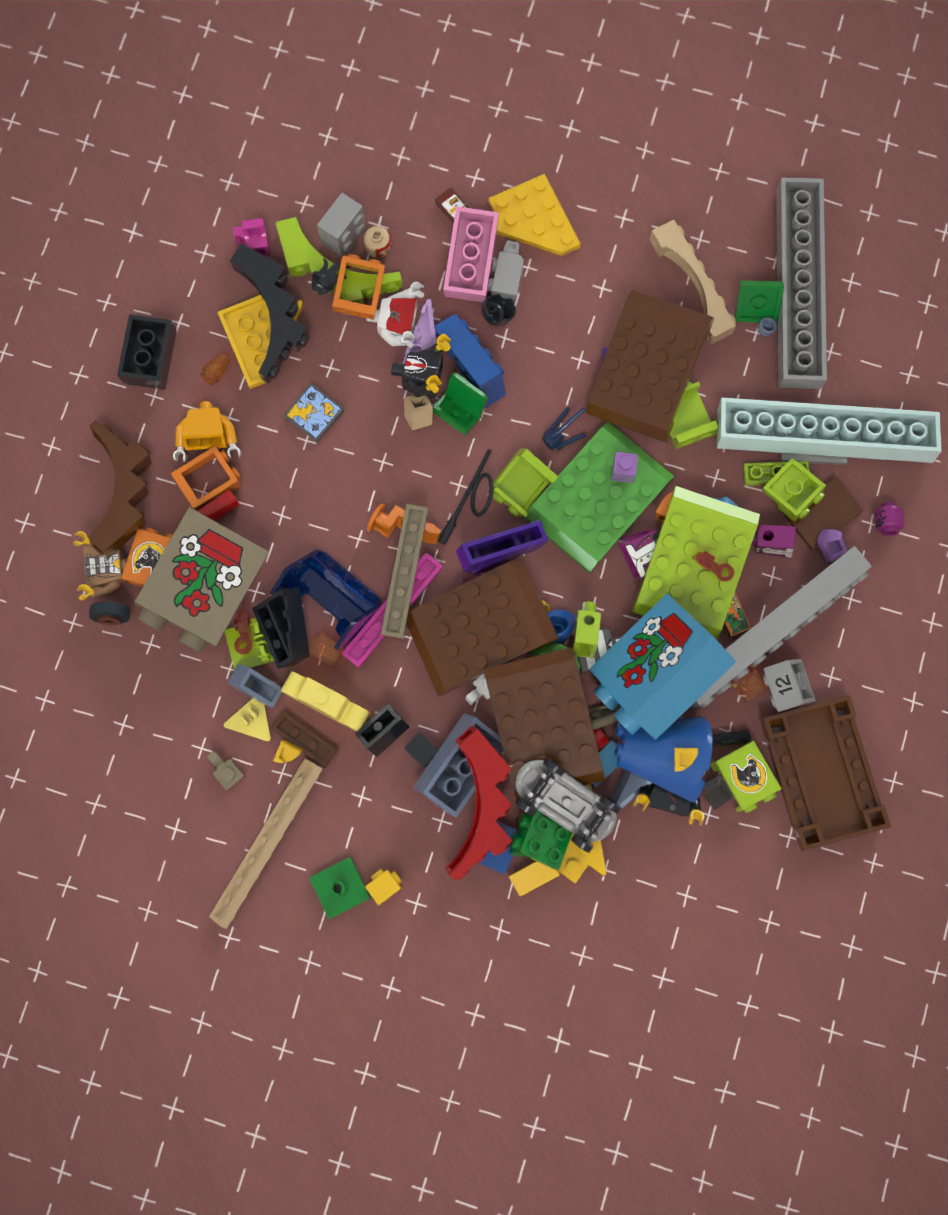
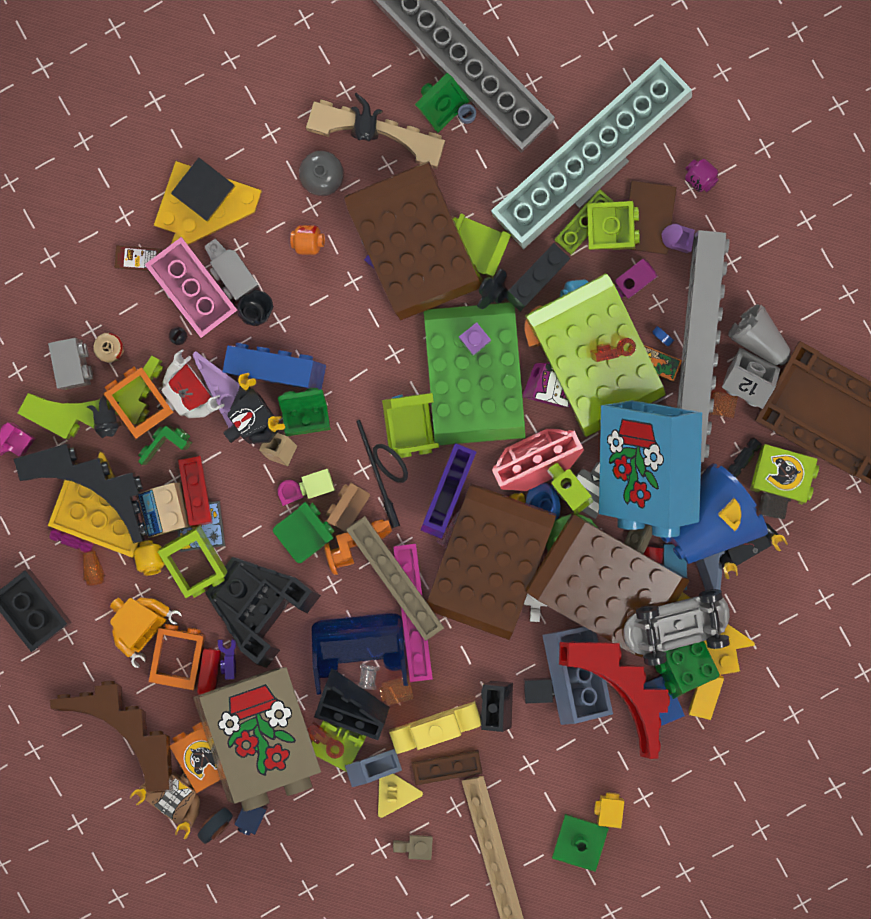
camera: 45 degrees left, 10 degrees up
(138, 634) = (249, 821): none -> dark blue brick
(222, 337) = (71, 540): none -> magenta axle
(236, 518) = (228, 665): none -> dark purple plate
(258, 398) = (148, 559): none -> yellow head
(287, 752) = (445, 789): yellow tile -> none
(295, 494) = (252, 602): none -> black wedge
(303, 377) = (163, 509): none -> tan slope
(306, 414) = (196, 534): none -> lime window
(317, 621) = (368, 676): none -> clear bush
(334, 385) = (195, 491): none -> red plate
(346, 328) = (176, 436): none -> green bracket
(377, 483) = (303, 532): none -> green bracket
(395, 450) = (289, 492): none -> dark pink tile
(419, 461) = (317, 484): none -> yellowish green brick
(424, 494) = (349, 506): none -> medium nougat bracket
(429, 284) = (182, 337): none -> black hinge
(543, 204) = (203, 189): none -> black tile
(554, 438) = (397, 364): dark blue plant -> none
(571, 587) = (527, 461): none -> coral wedge
(578, 302) = (307, 239): none -> orange head
(630, 271) = (321, 173): none -> dark grey cylinder
(669, 451) = (493, 289): none -> black plate
(693, 265) = (365, 124): none -> black piece
(707, 473) = (537, 277): none -> black brick
(754, 598) = (662, 336): none -> blue tile
(824, 666) = (760, 336): none -> light grey cone

